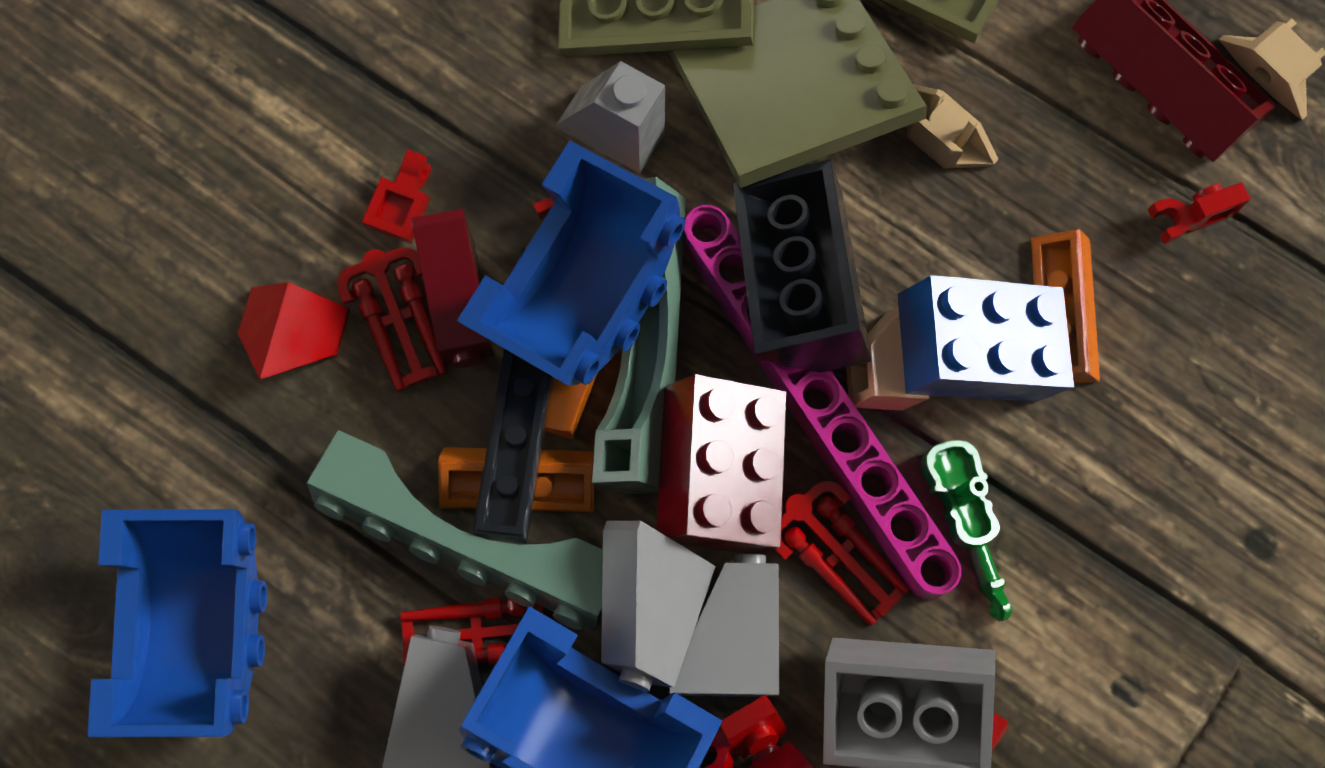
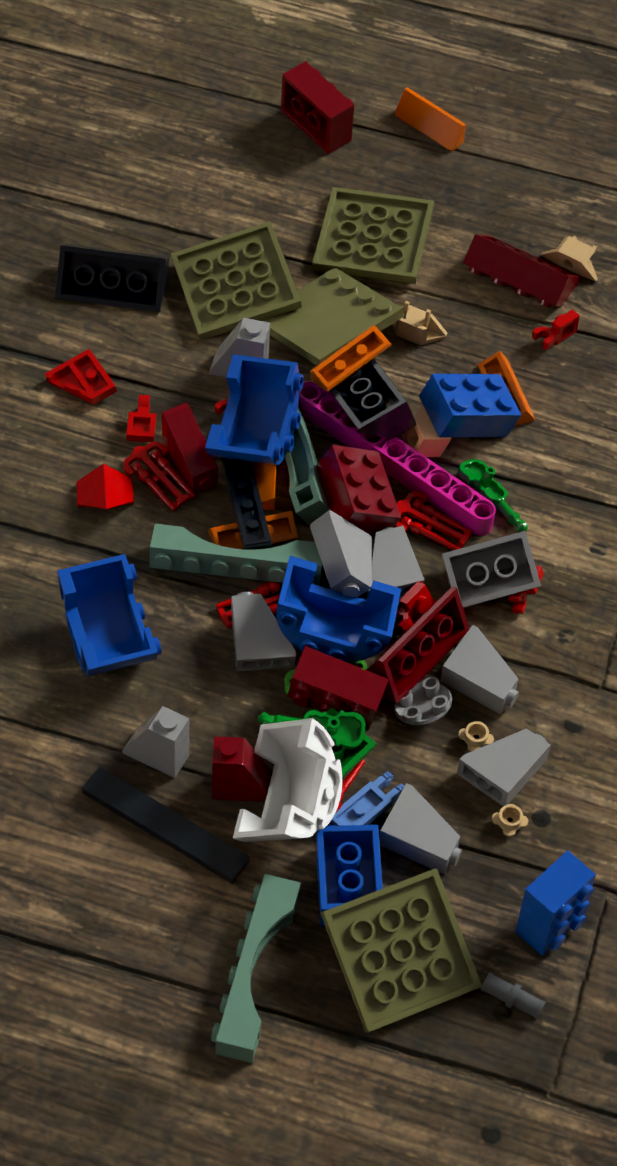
camera: 20 degrees left, 20 degrees down
(334, 82) = (83, 378): none -> red wing
(795, 190) = (349, 359): none -> orange slope

